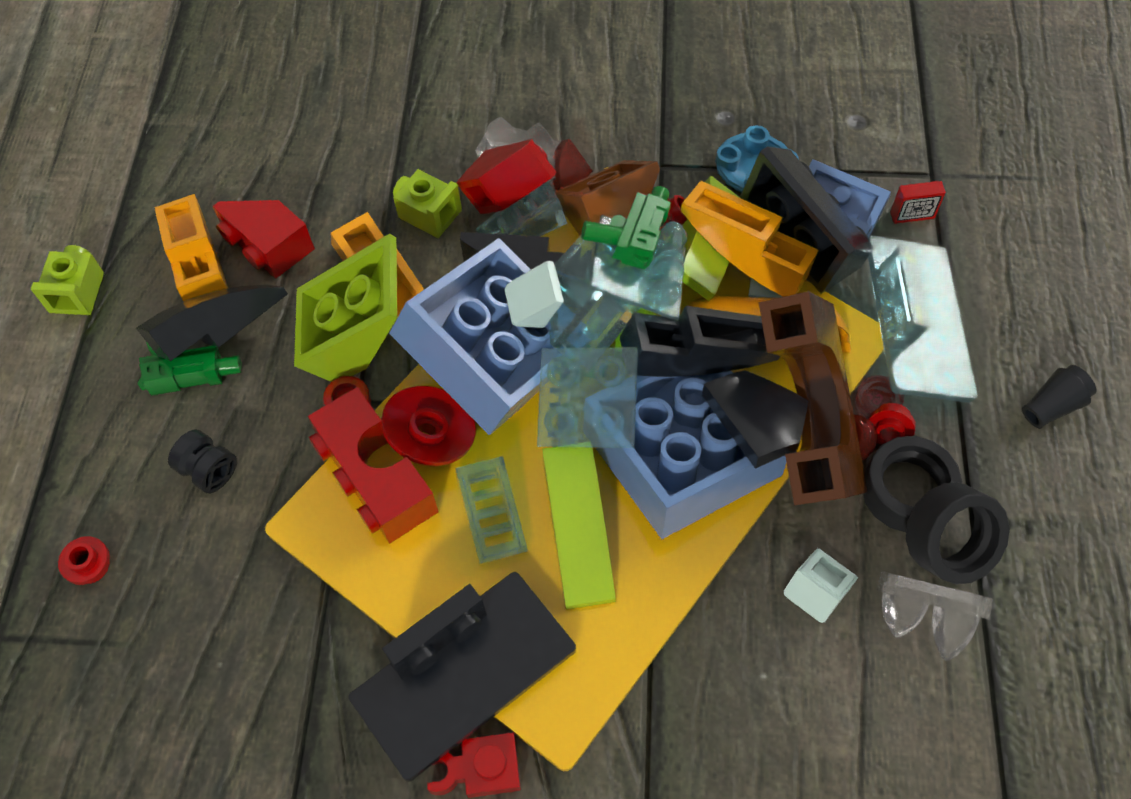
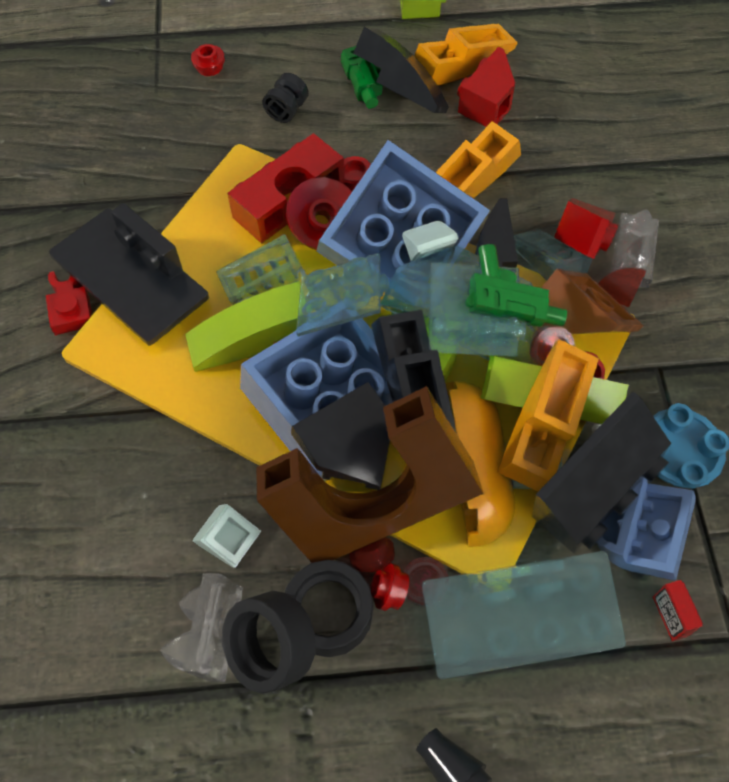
camera: 80 degrees right, 0 degrees up
(347, 312) = (424, 136): lime slope -> none
(427, 202) = (555, 179): lime brick -> none

